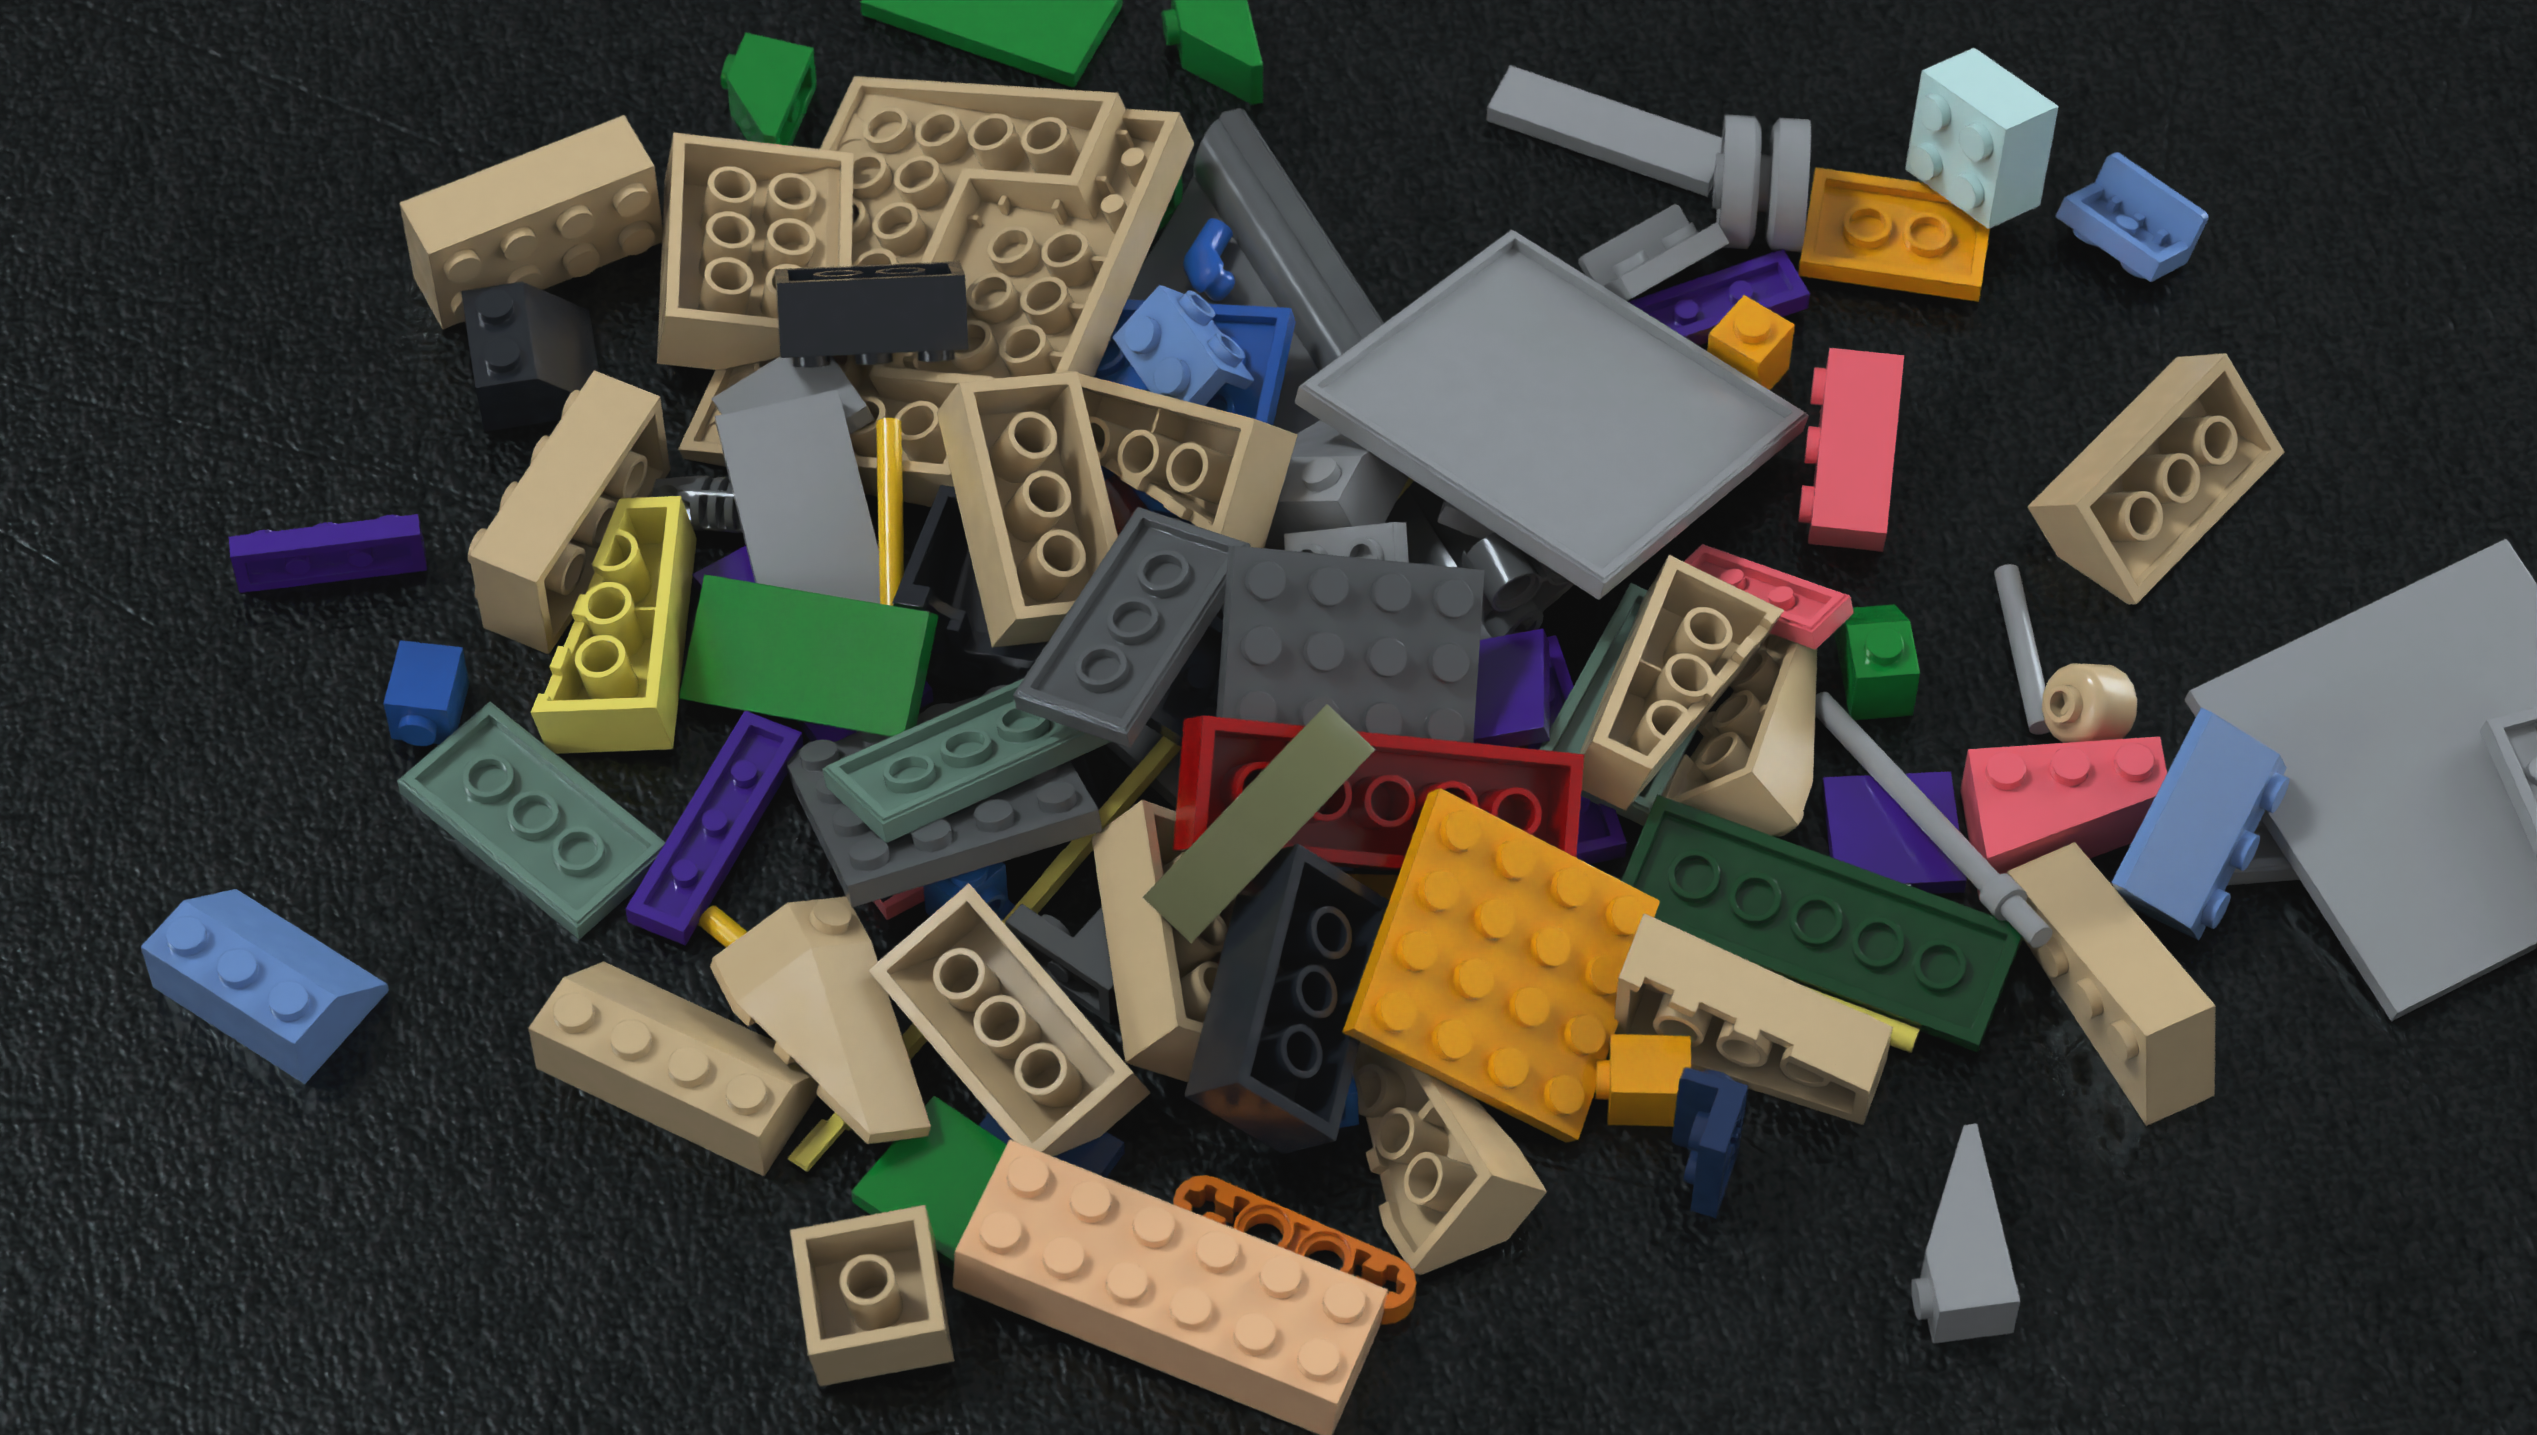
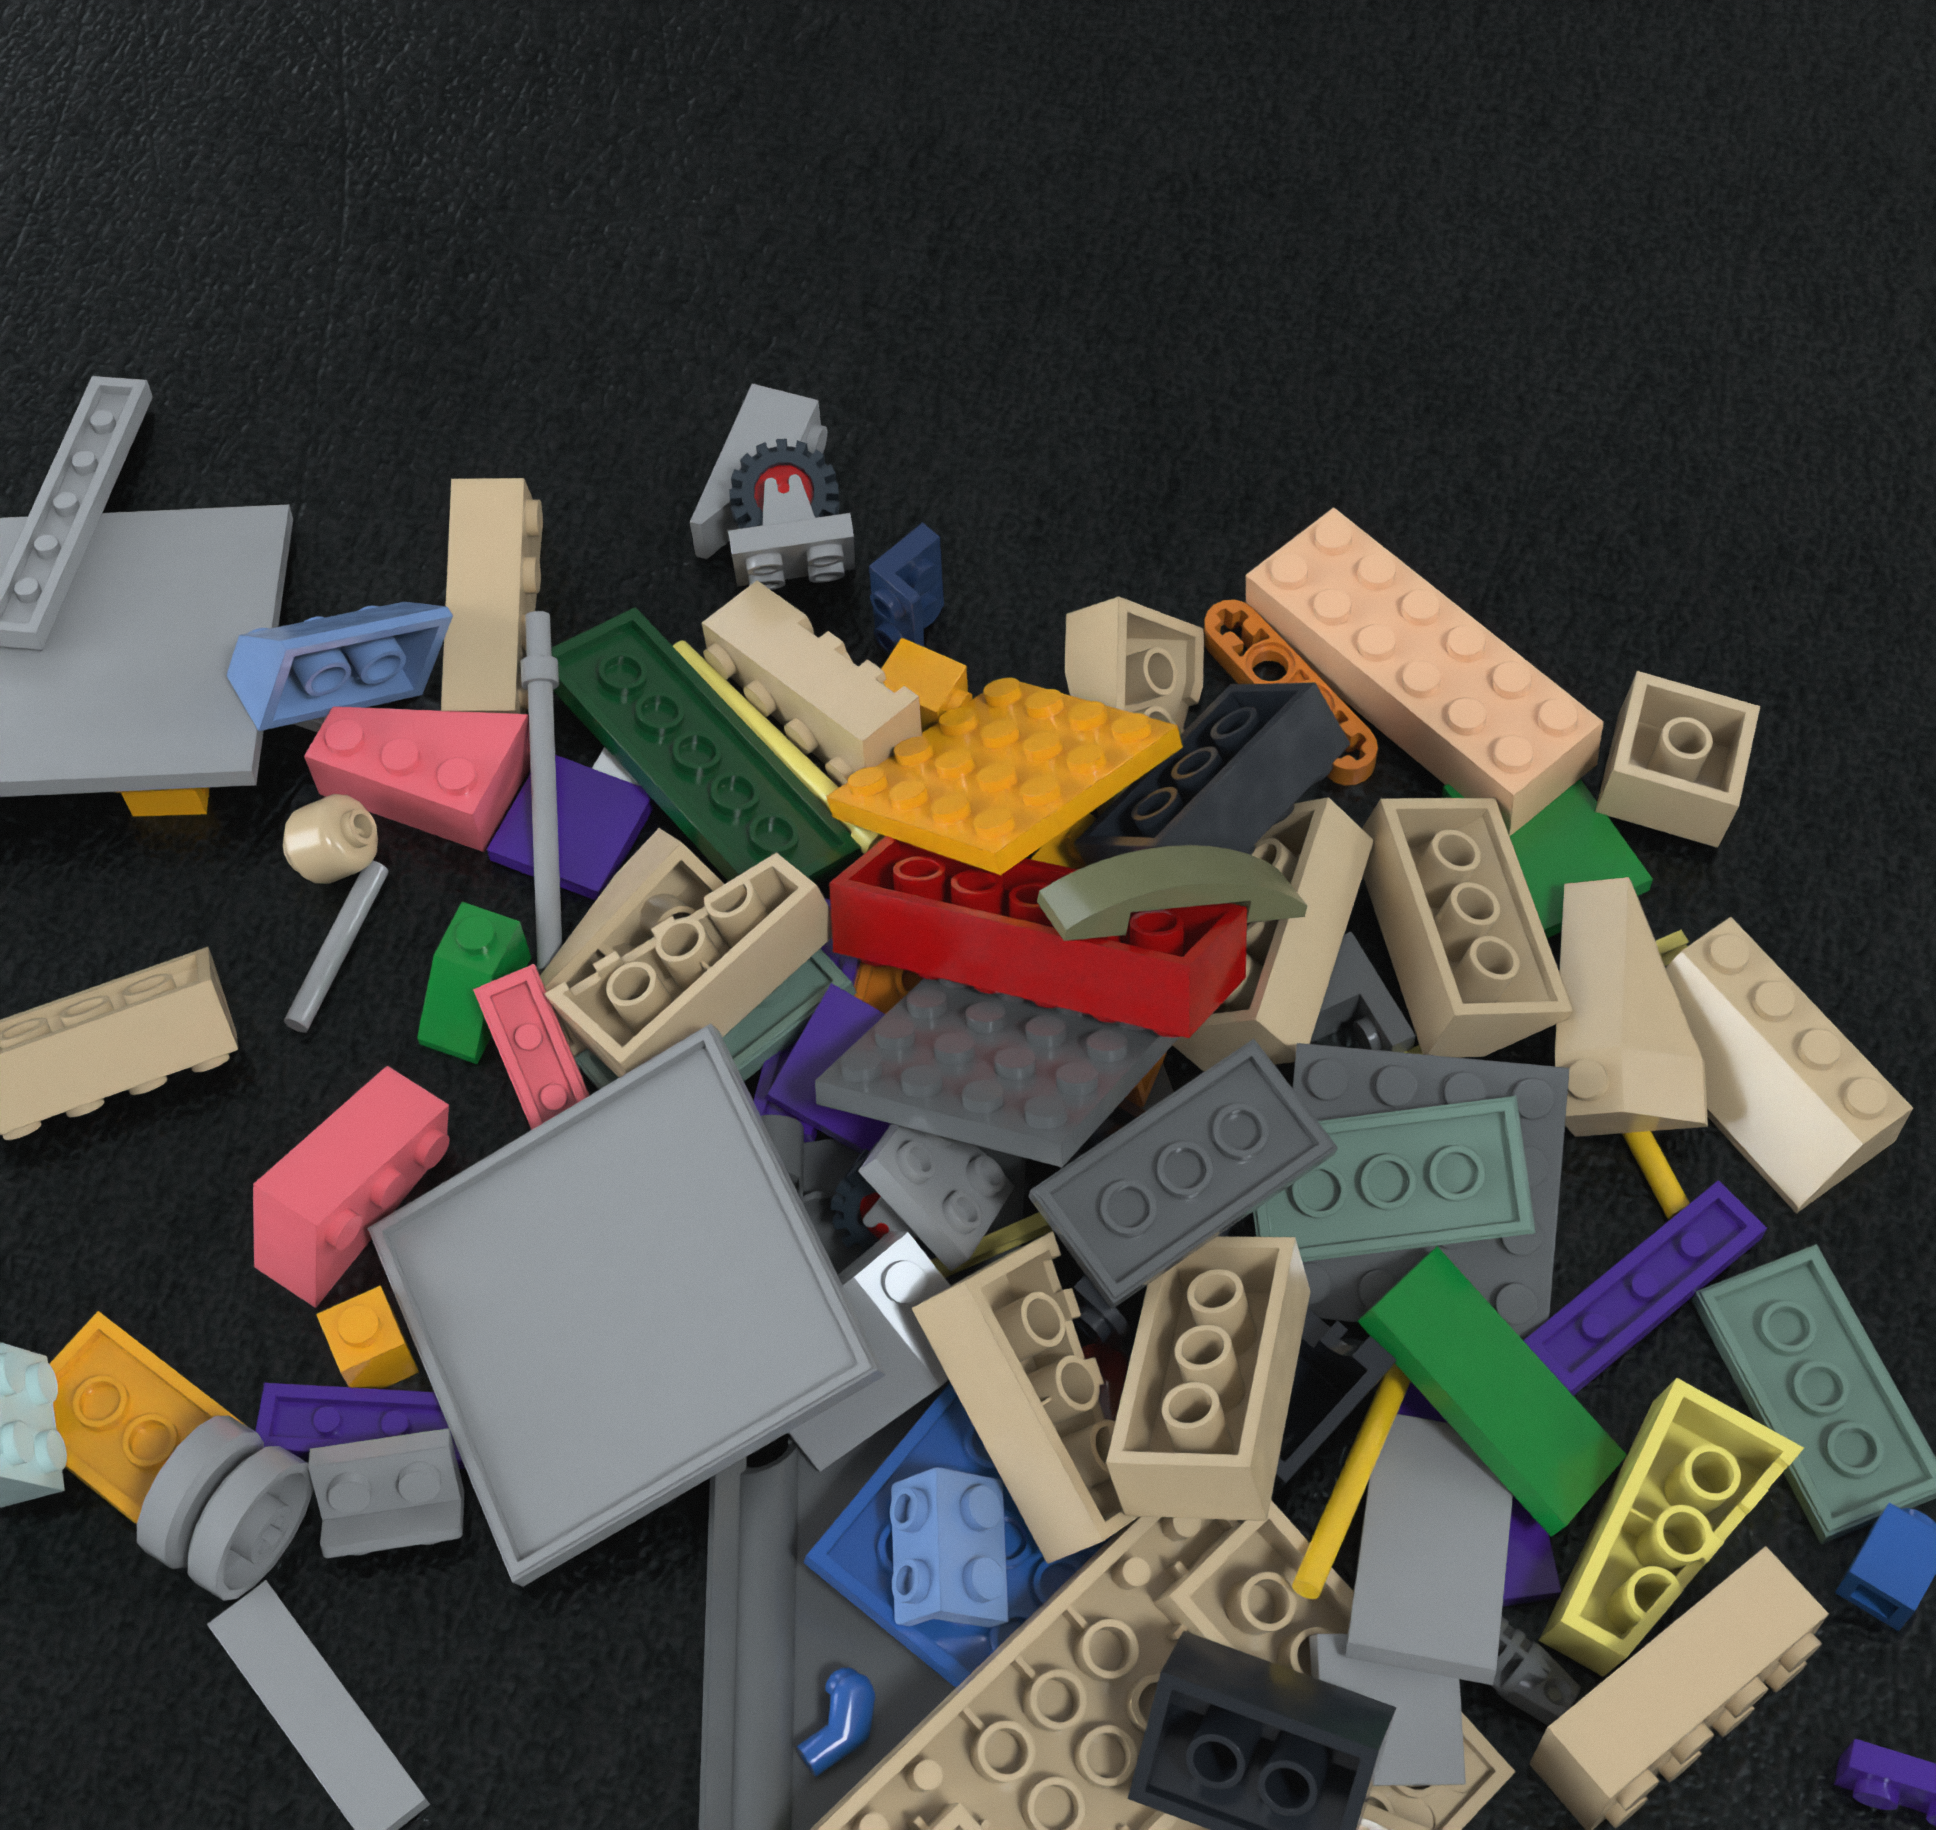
camera: 150 degrees left, 5 degrees up
(1871, 1150) = (788, 518): none -> light grey plate

